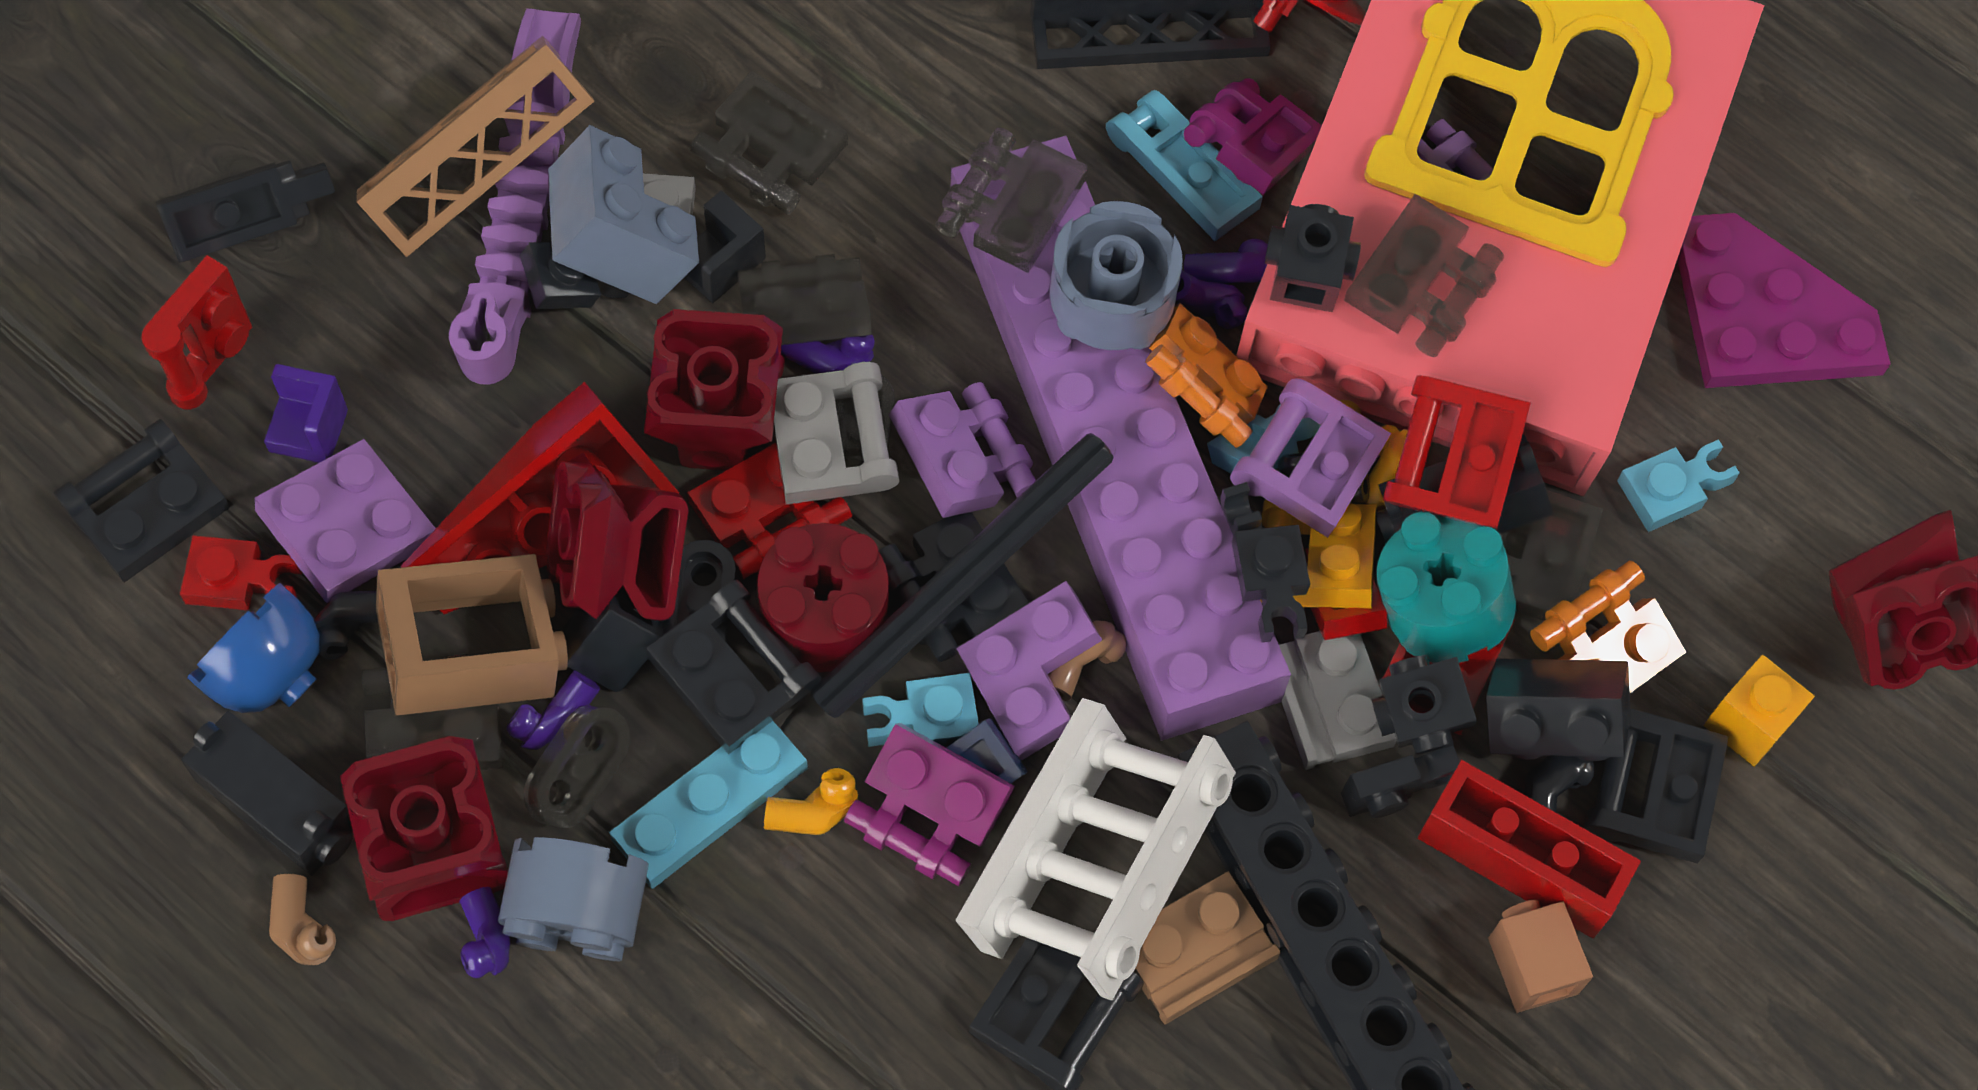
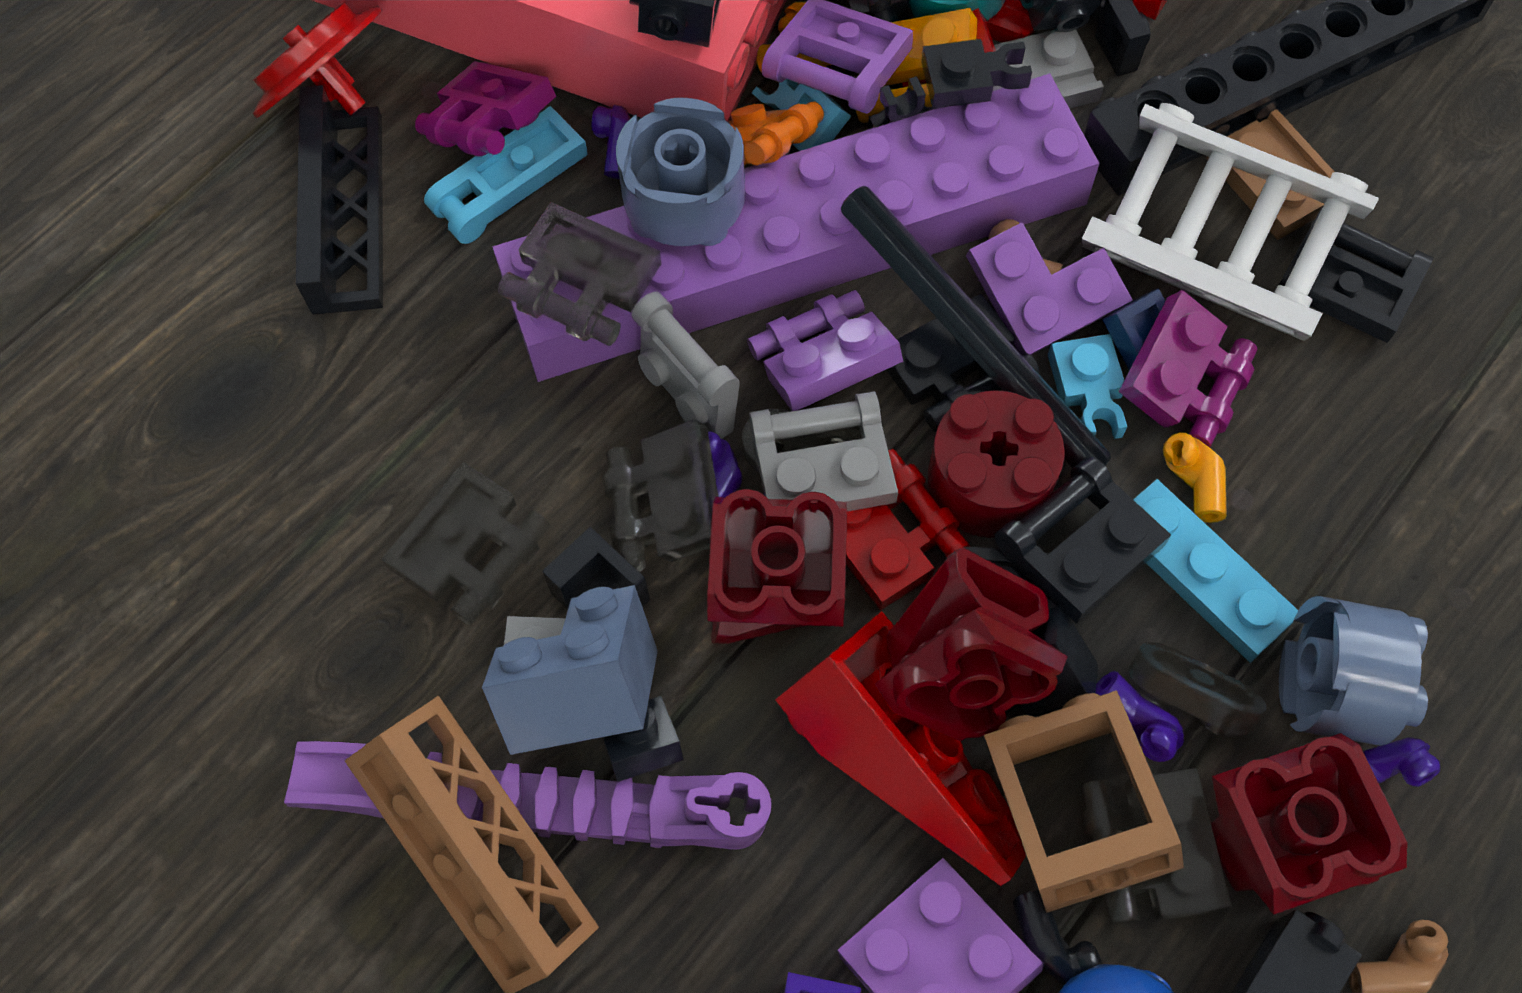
camera: 85 degrees left, 0 degrees up
(934, 312) = (683, 368): none -> light grey plate

